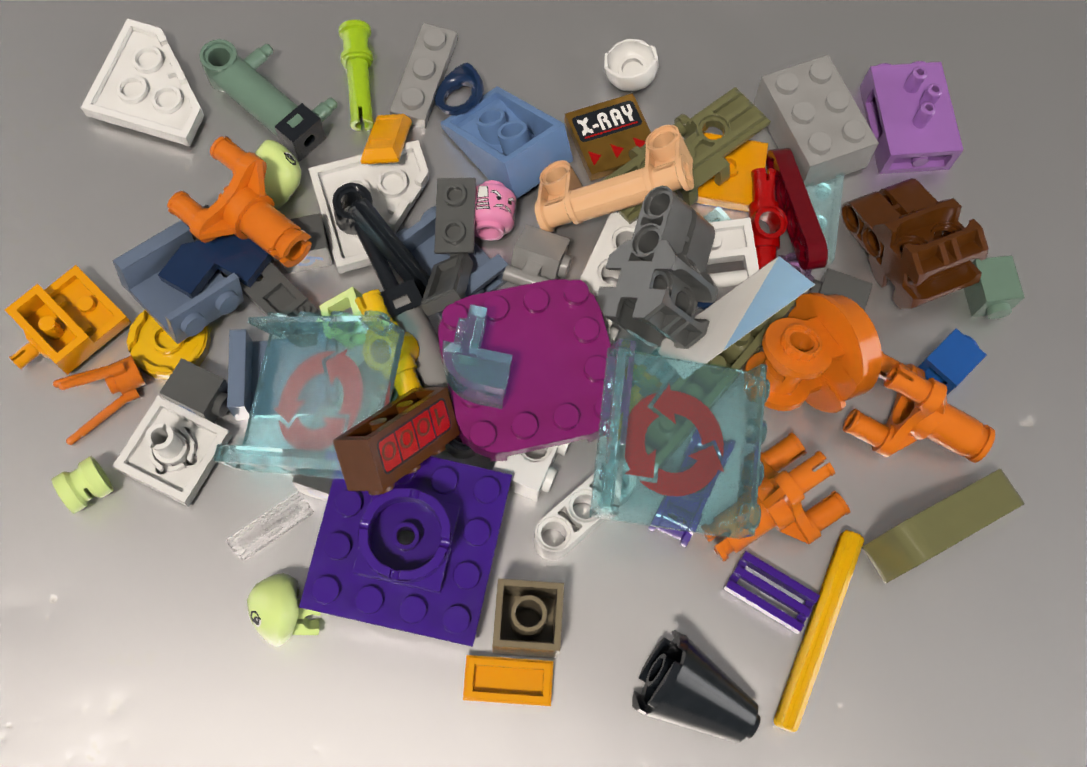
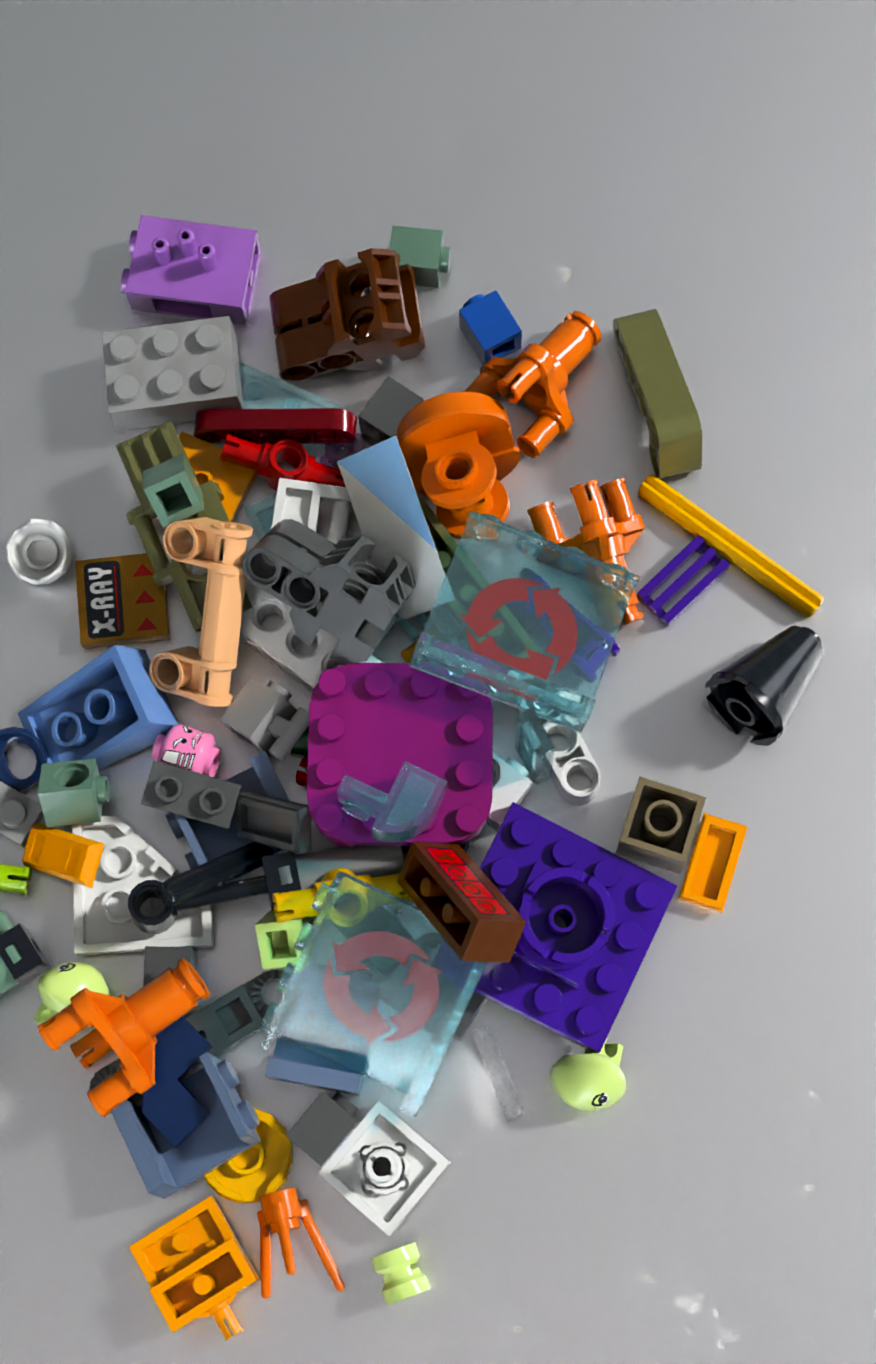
camera: 65 degrees left, 5 degrees up
(437, 131) = (72, 792): none -> sand green brick
(567, 476) = (534, 746): none -> clear light blue tile
(706, 124) = (173, 490): none -> sand green brick

